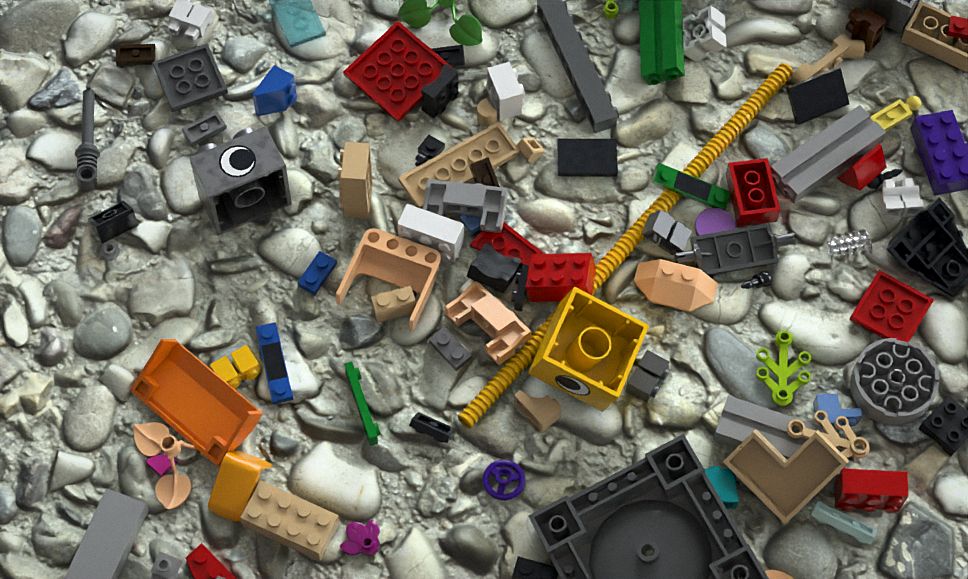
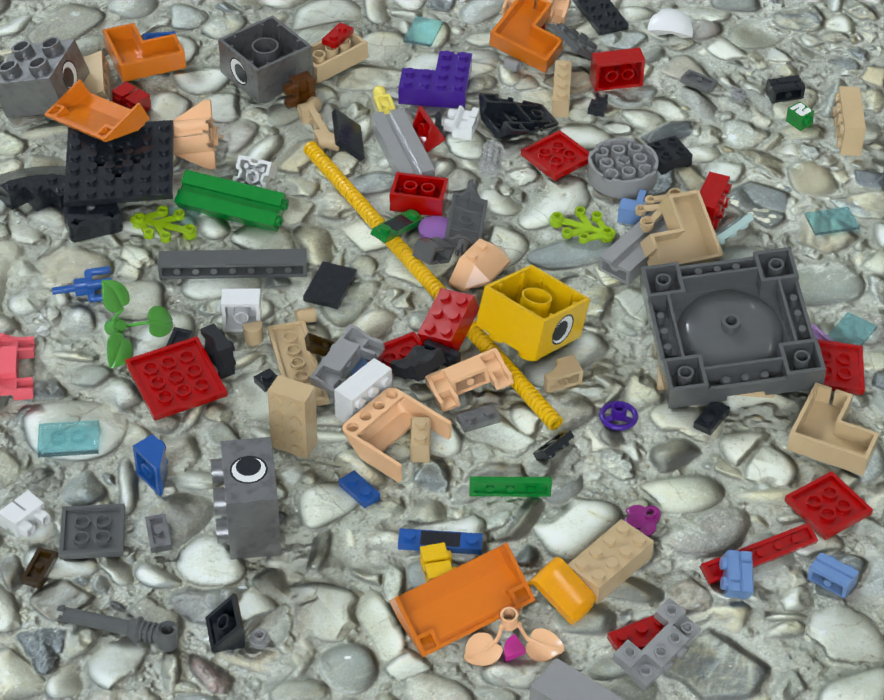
camera: 70 degrees left, 20 degrees down
(758, 280) = (497, 217): black bar -> none

